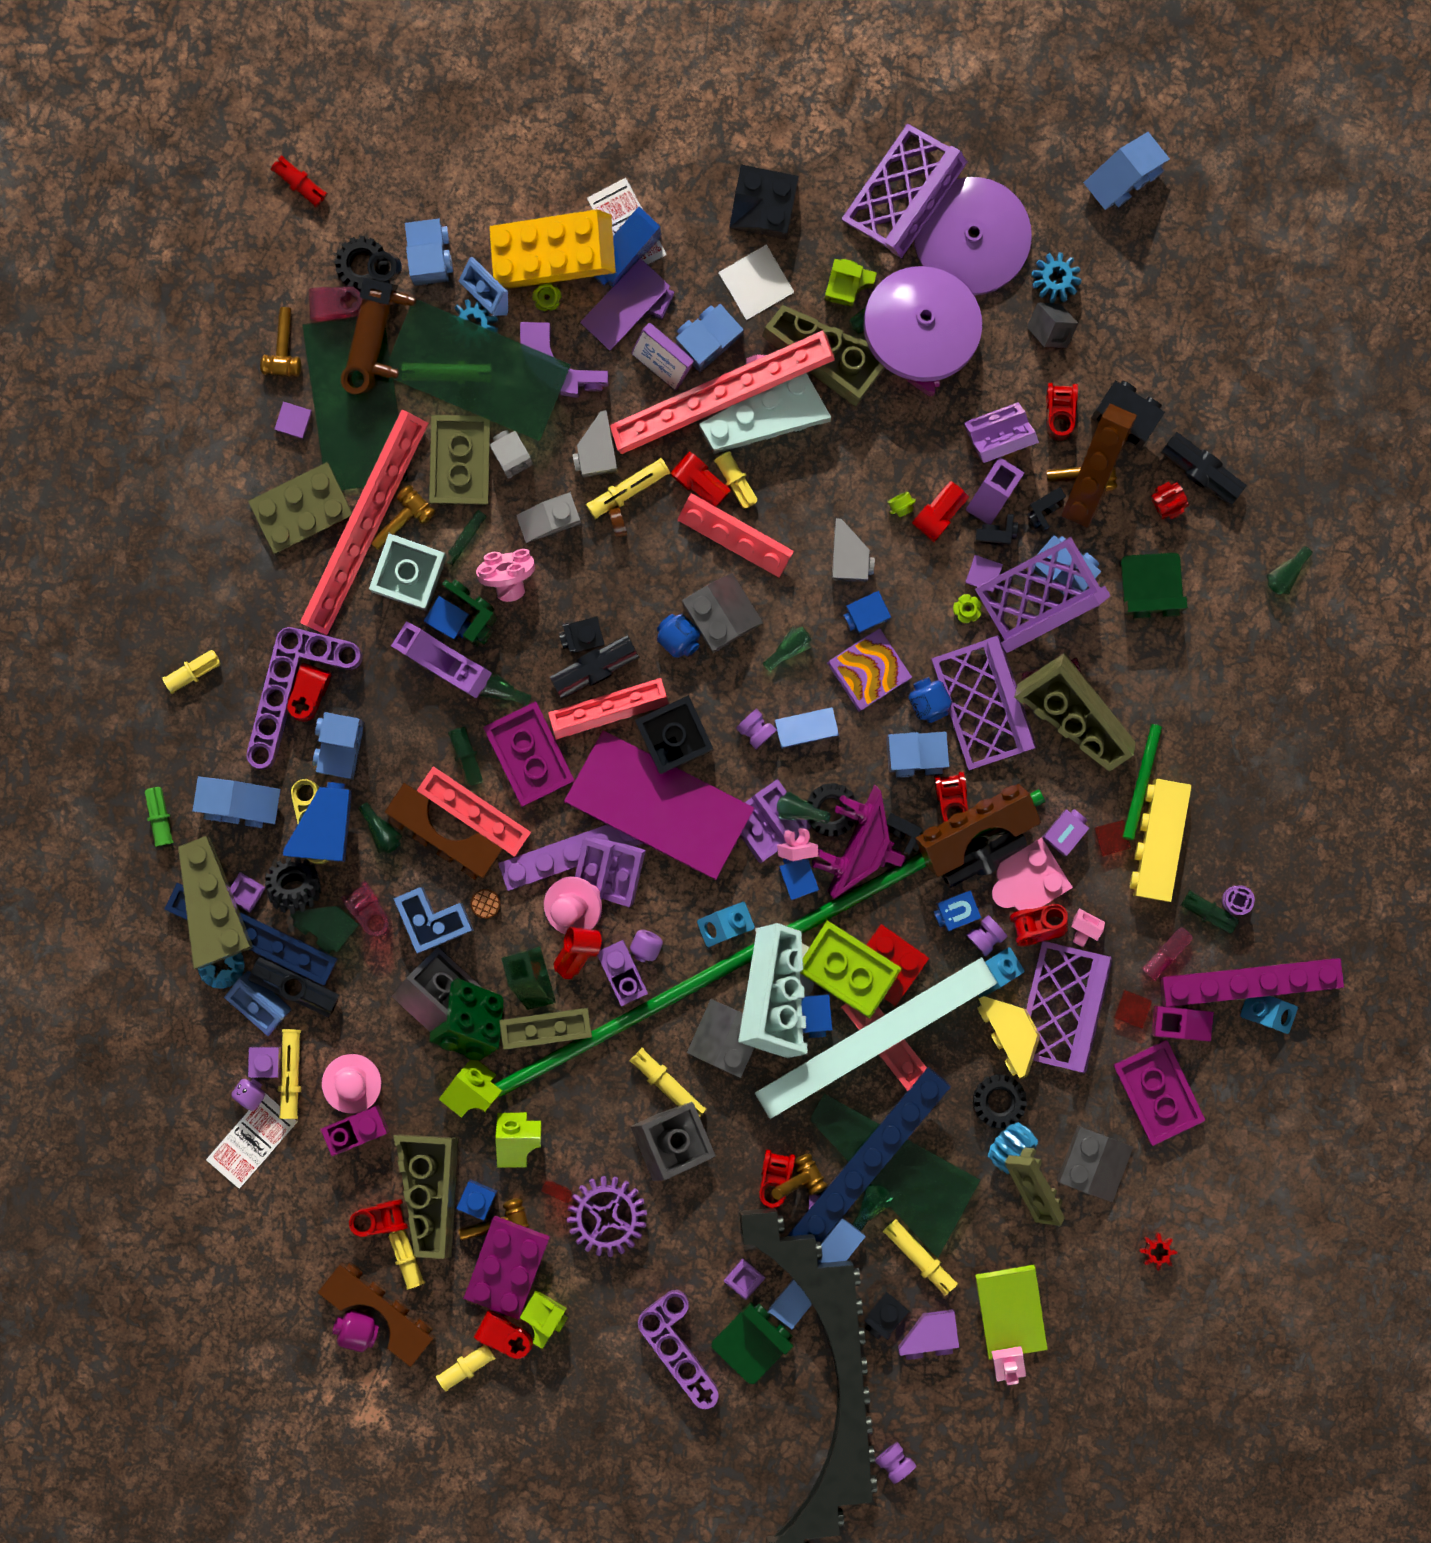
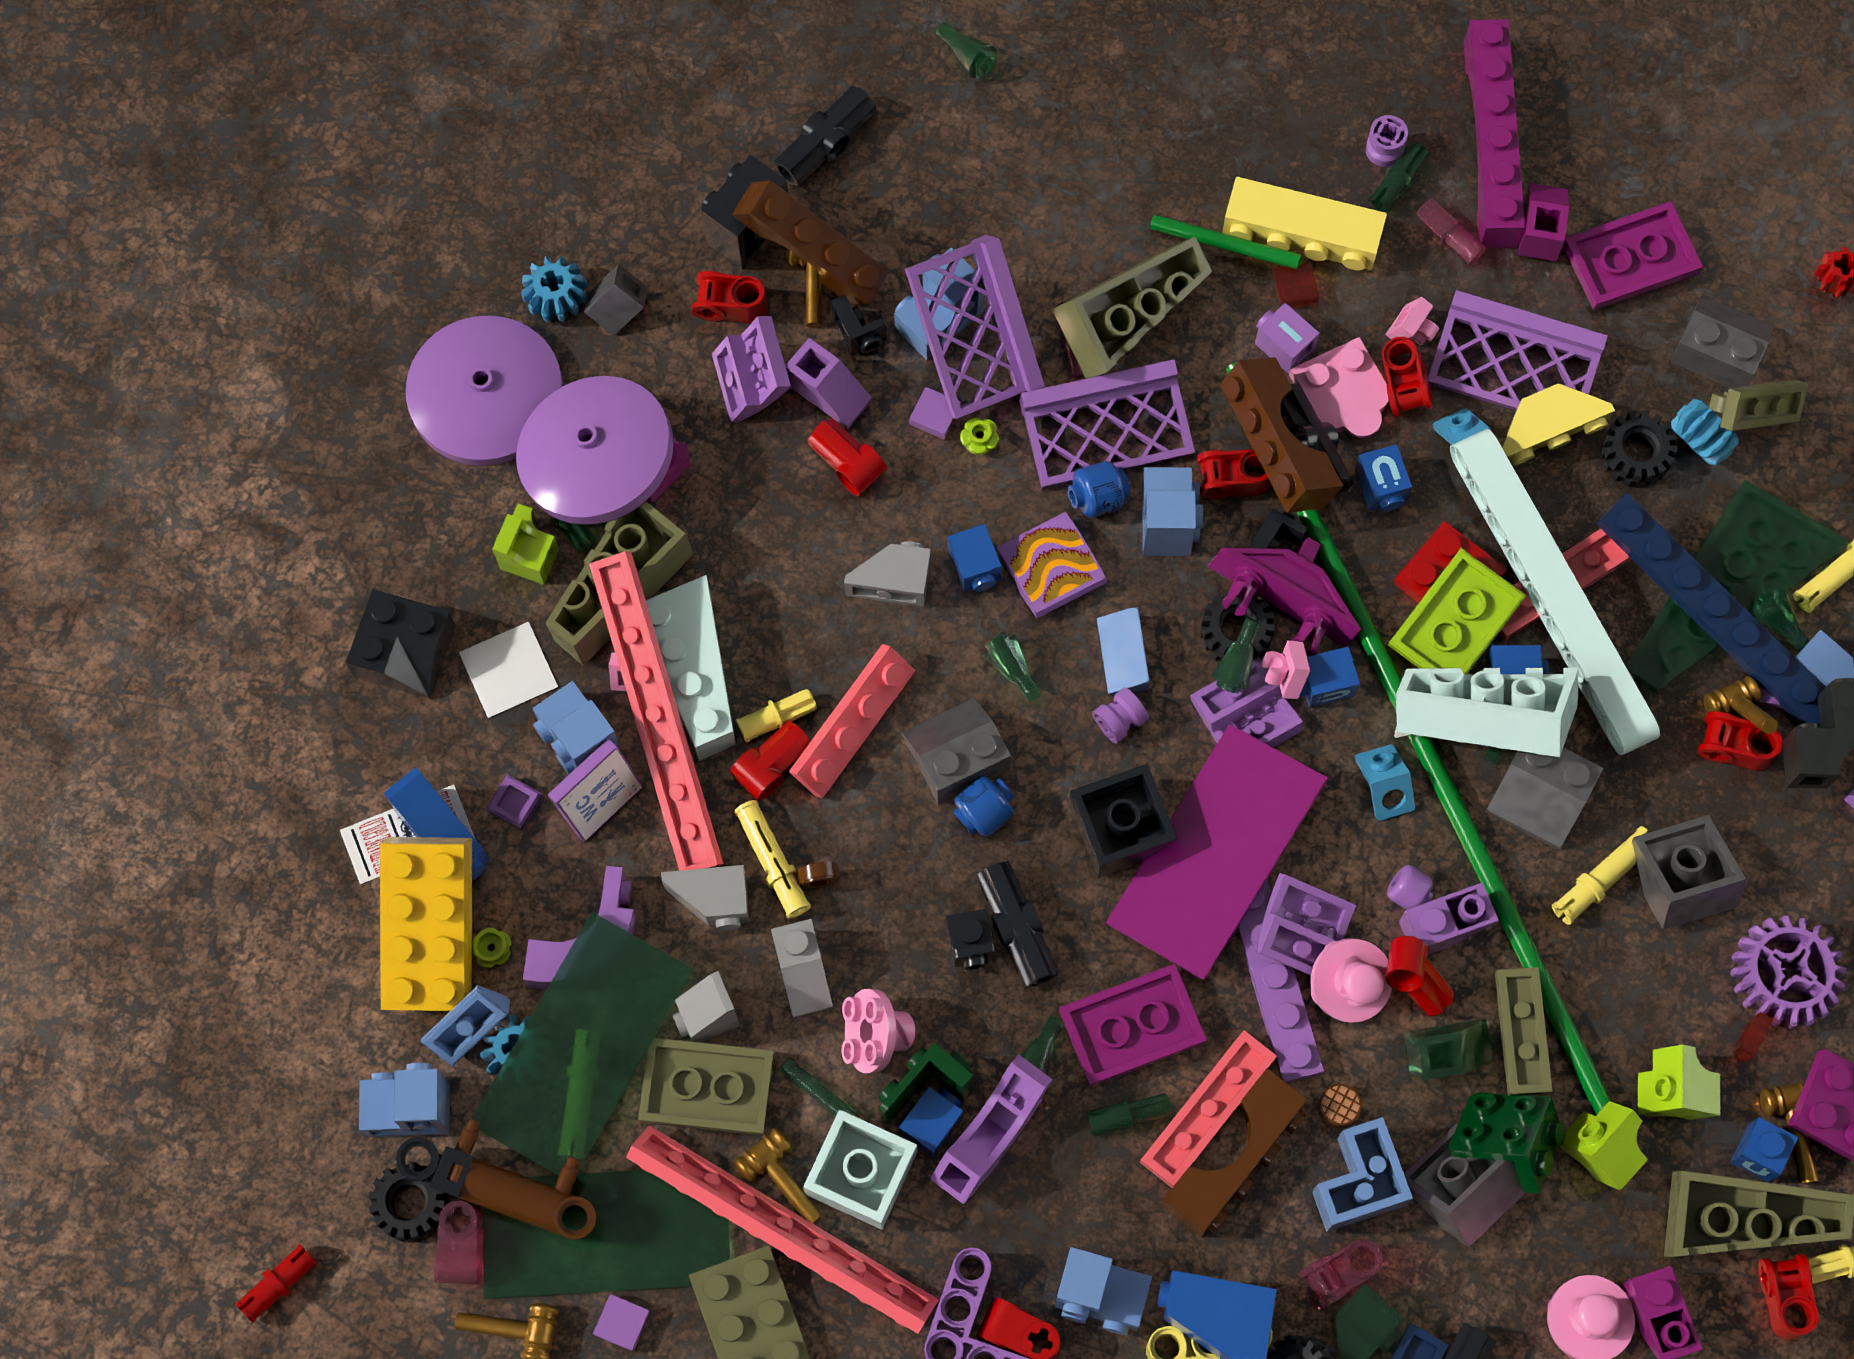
camera: 85 degrees left, 15 degrees down
(384, 836) = (1233, 1241): clear green cone -> none
(608, 708) = (1077, 910): coral plate -> none
(625, 304) = (516, 842): medium lavender sticker -> none
(902, 504) = (832, 505): lime plate -> none
(926, 196) = (423, 433): medium lavender fence -> none
(986, 935) = (1418, 445): medium lavender wheel -> none
(992, 536) = (886, 386): black bracket -> none
(1127, 169) = (425, 184): medium blue brick -> none
(1132, 1009) = (1520, 280): clear red tile -> none
(1152, 585) = (970, 206): dark green bracket -> none
(1169, 500) = (862, 177): red gear -> none
(1268, 1012) = (1533, 118): dark azure bracket -> none

